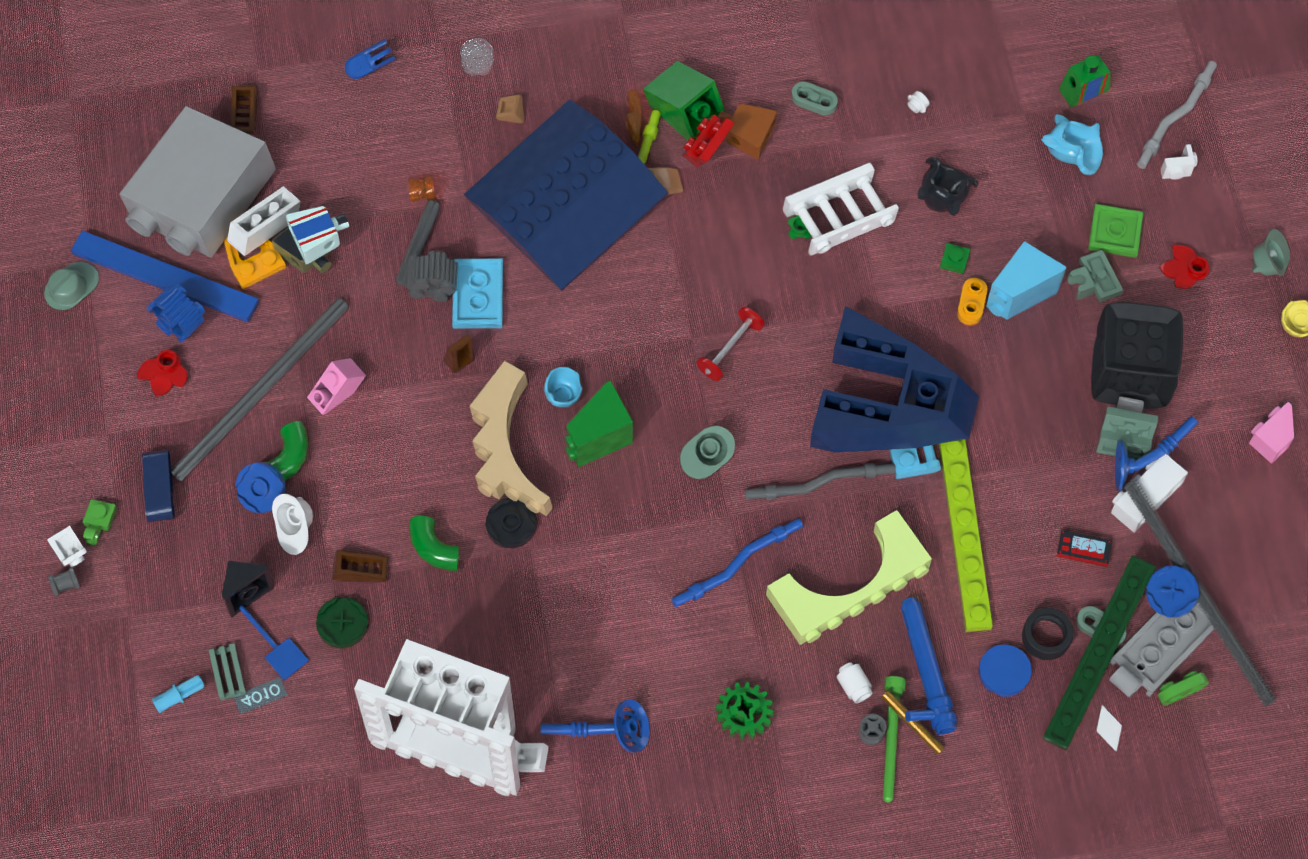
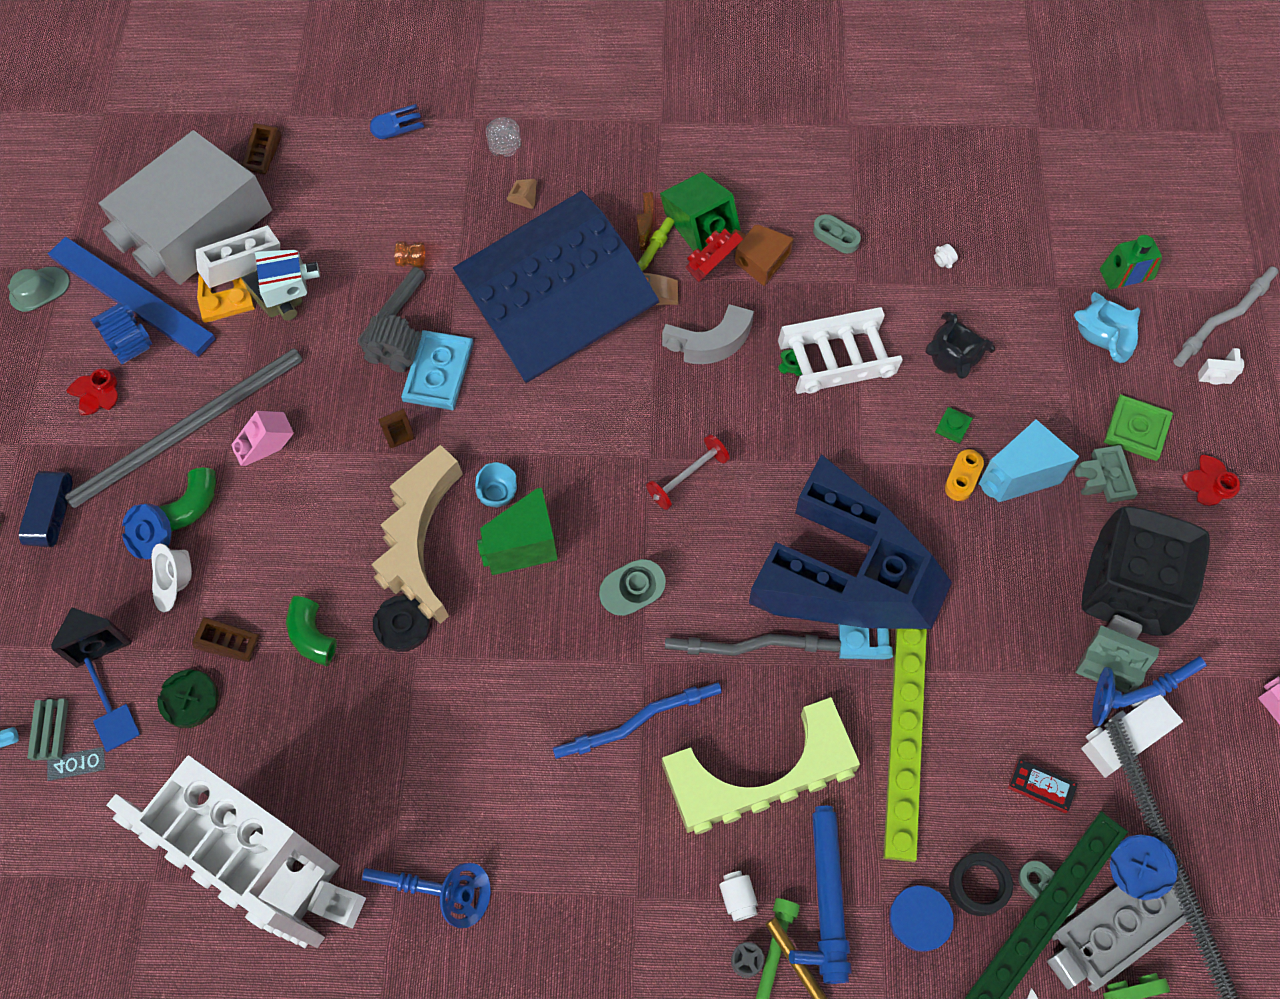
camera: 15 degrees right, 0 degrees up
(724, 225) = (712, 344): none -> light grey arch
(754, 707) = (587, 903): green gear -> none

